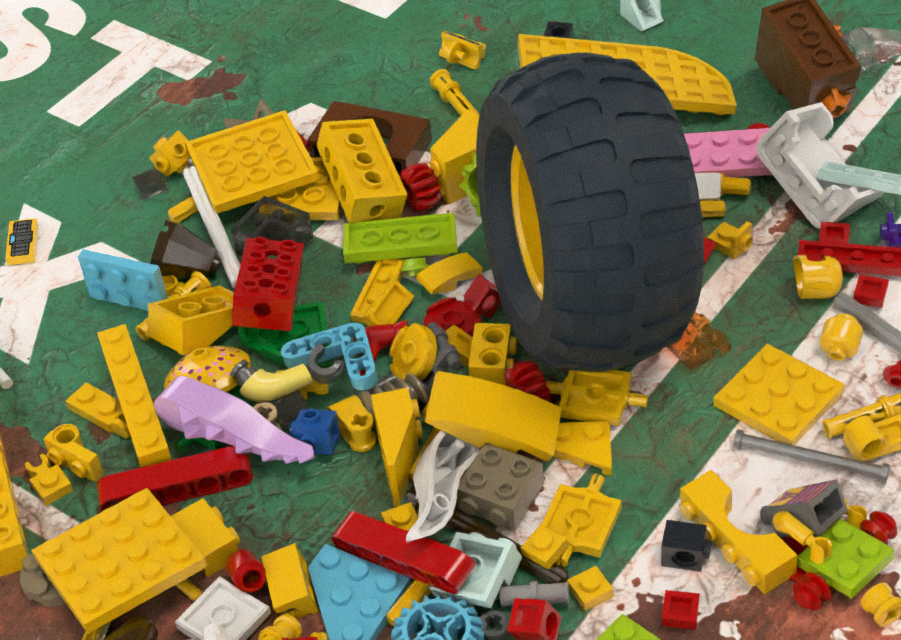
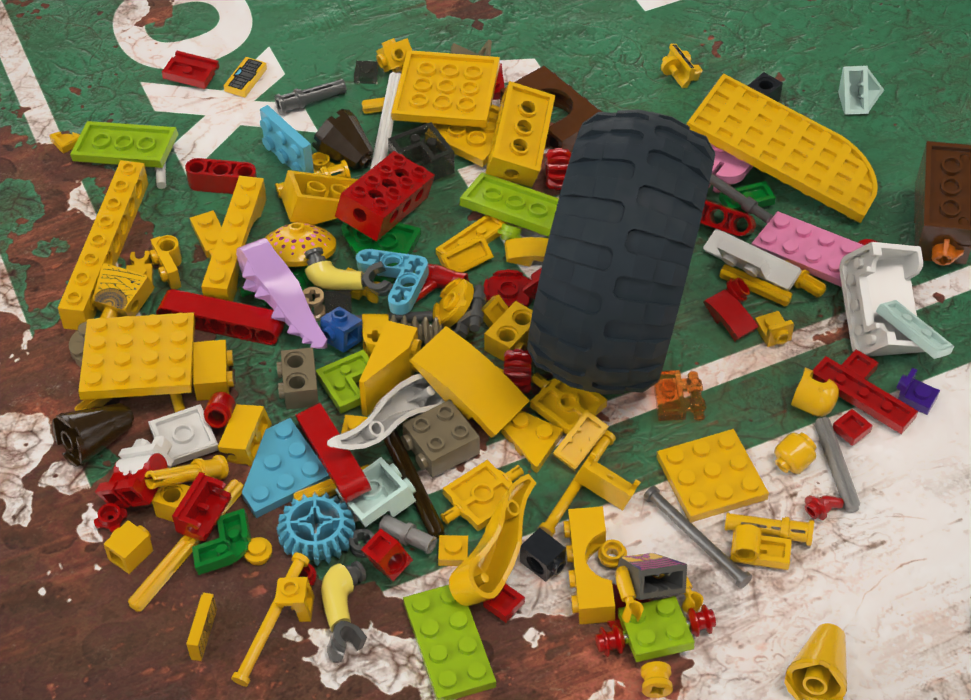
camera: 25 degrees right, 5 degrees up
(46, 506) = (121, 291): none -> yellow torso
(67, 345) = (216, 175): none -> red beam
(99, 236) = (300, 98): none -> dark grey pin
(306, 500) = (299, 378): none -> dark tan brick
(350, 481) = (340, 380): none -> lime plate
(450, 91) = (645, 92): yellow pin -> none
(544, 546) = (437, 501): yellow plate -> none
(636, 422) = (580, 440): none -> yellow plate
(643, 573) = (491, 562): none -> yellow animal
(655, 410) = (574, 487): none -> yellow bar
(692, 449) = (606, 483): none -> yellow hinge
(744, 505) = (611, 547): none -> yellow plate

